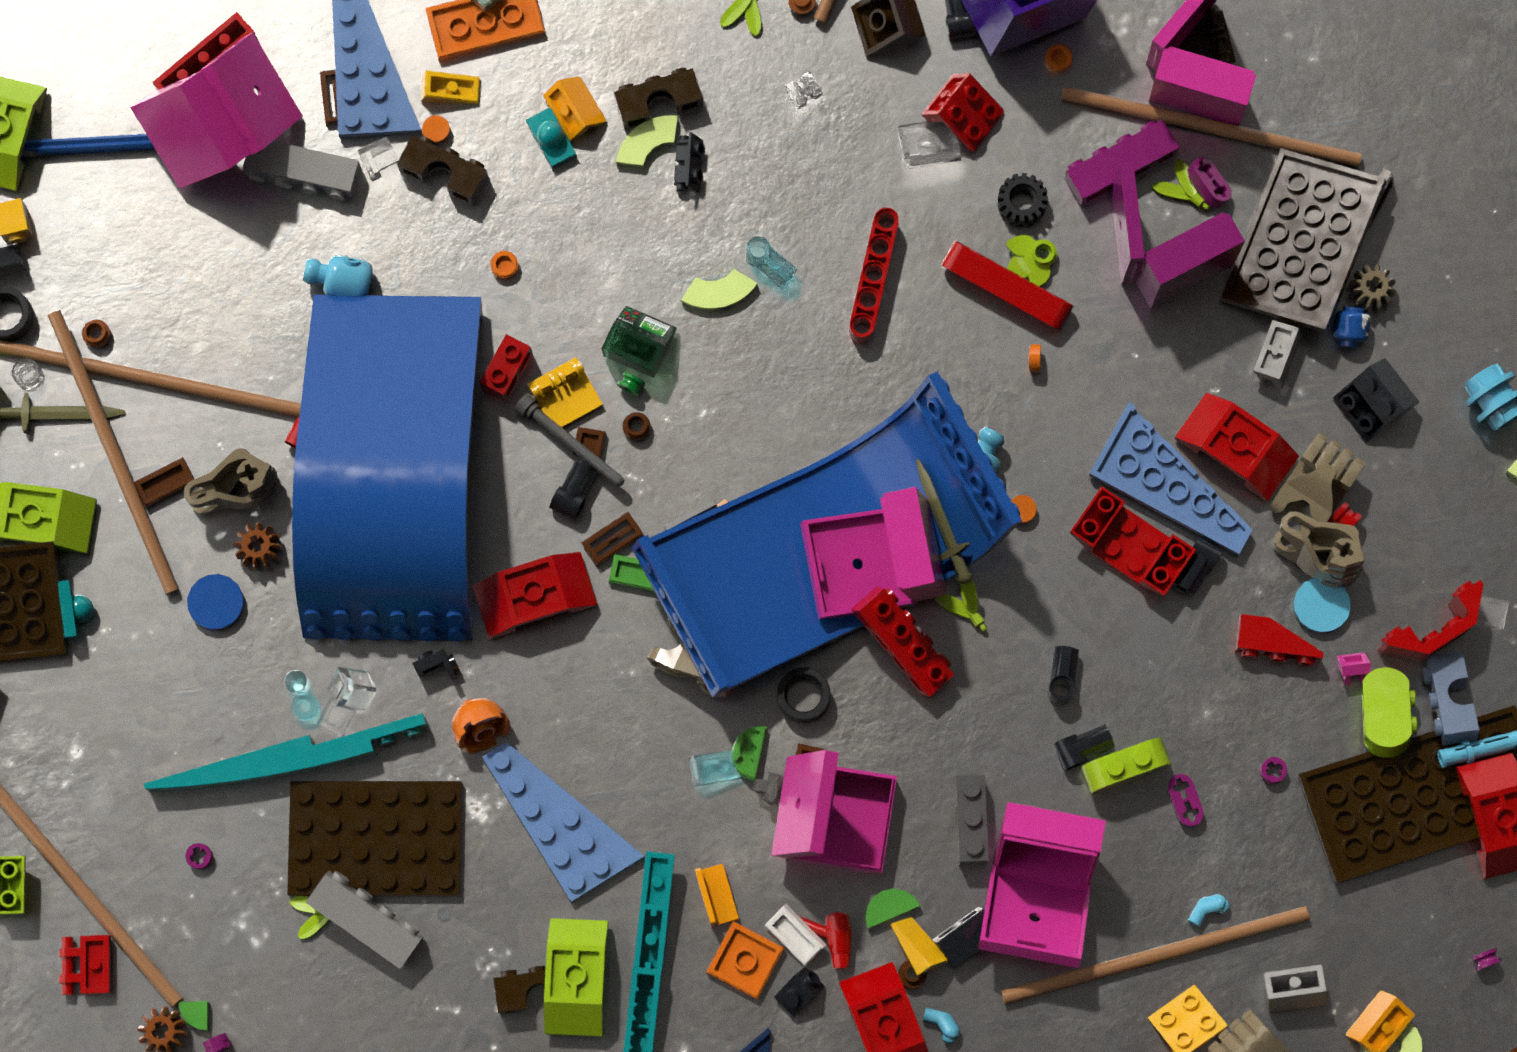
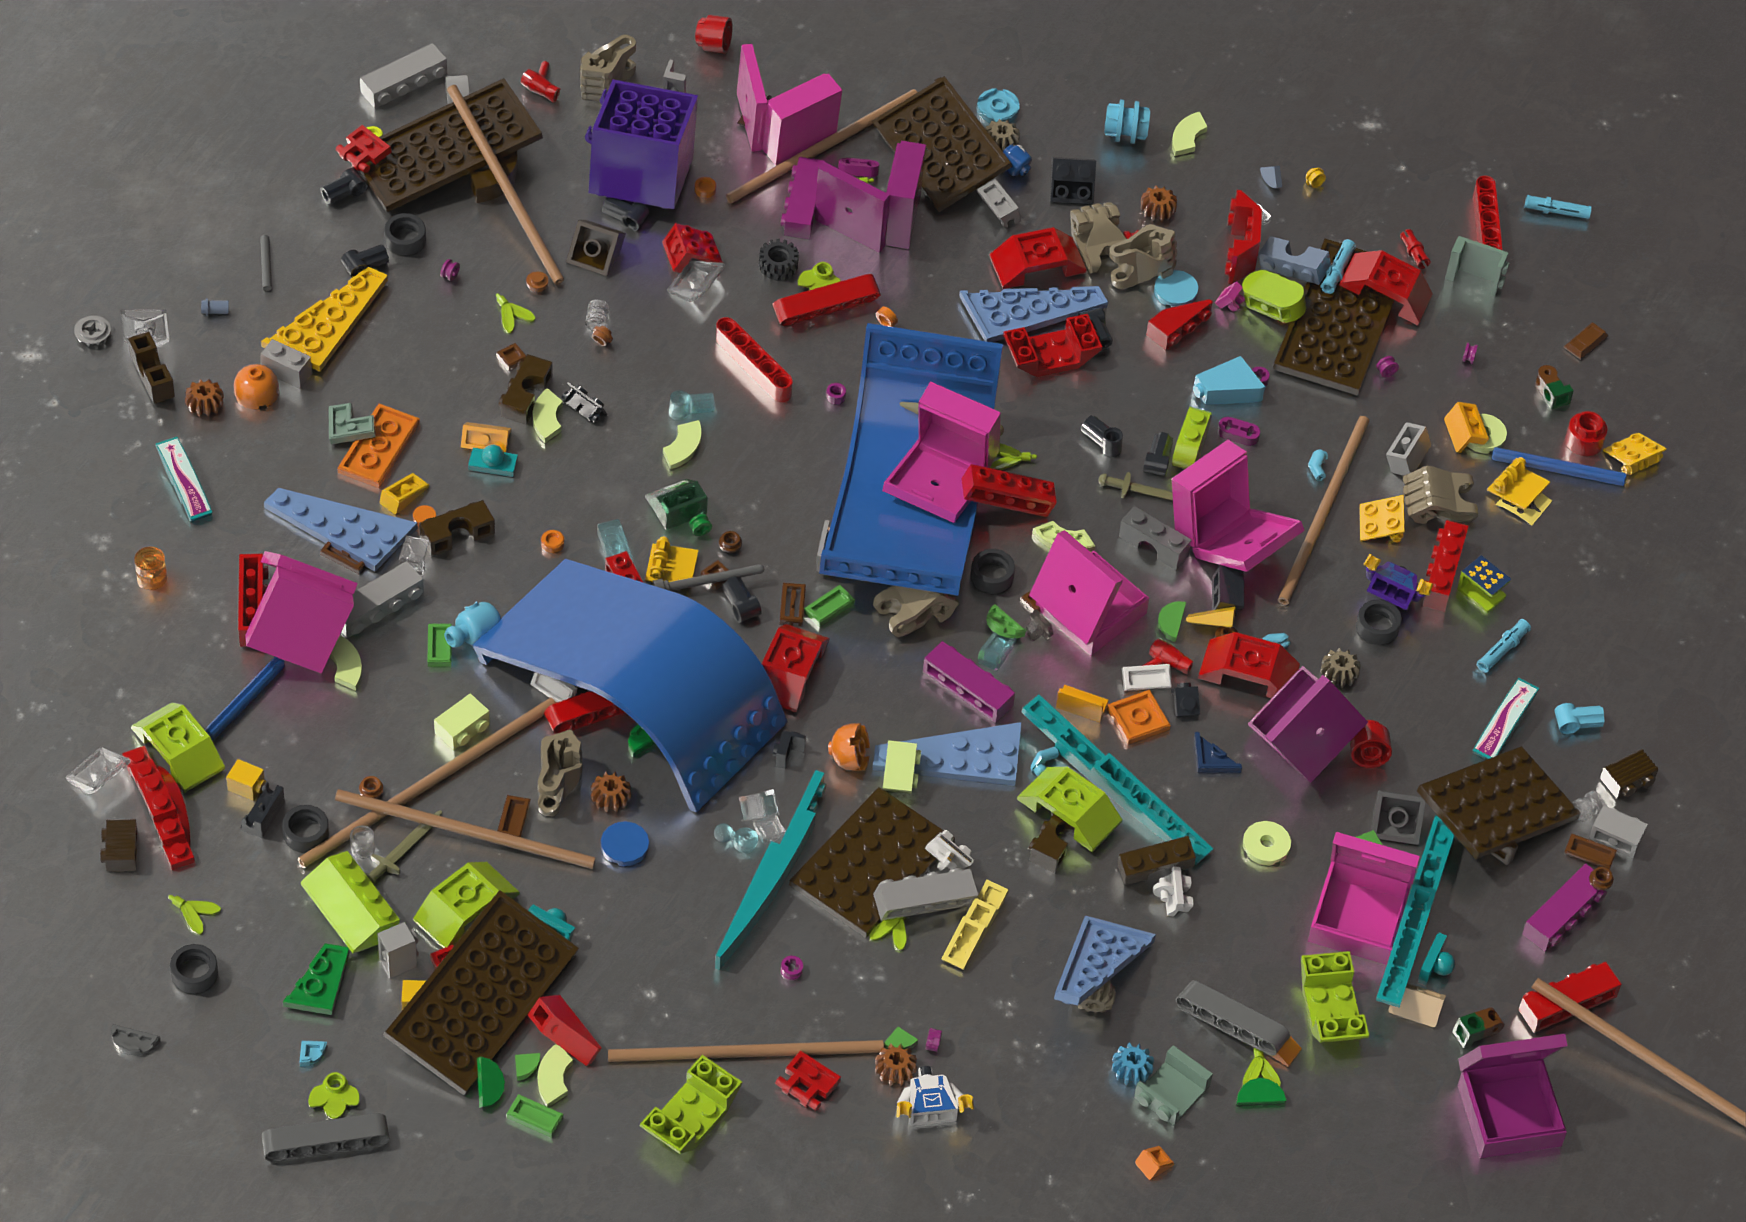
camera: 60 degrees left, 25 degrees down
(216, 199) = (347, 663): none -> yellowish green tile
(227, 354) = (462, 722): none -> yellowish green brick
(292, 267) = (438, 649): none -> bright green tile
(375, 987) = (975, 925): none -> light yellow slope
(428, 894) = (949, 853): none -> white hips
(489, 787) = (900, 766): none -> yellowish green brick
(546, 324) = (613, 538): none -> clear light blue slope
(617, 906) = (1040, 759): none -> medium azure arm
(650, 772) = (969, 681): none -> magenta brick
(691, 52) = (511, 356): none -> reddish brown tile
(784, 114) = (602, 335): none -> dark orange plate
(902, 731) = (1047, 533): none -> yellowish green tile
(905, 374) = (836, 399): none -> magenta axle
(1030, 759) = (1126, 485): none -> olive sword
(1234, 747) = (1229, 384): none -> medium azure slope
(1396, 888) = (1387, 366): none -> magenta bush
(1409, 498) = (1158, 203): none -> dark orange gear
(1416, 252) = (998, 104): none -> medium azure tile

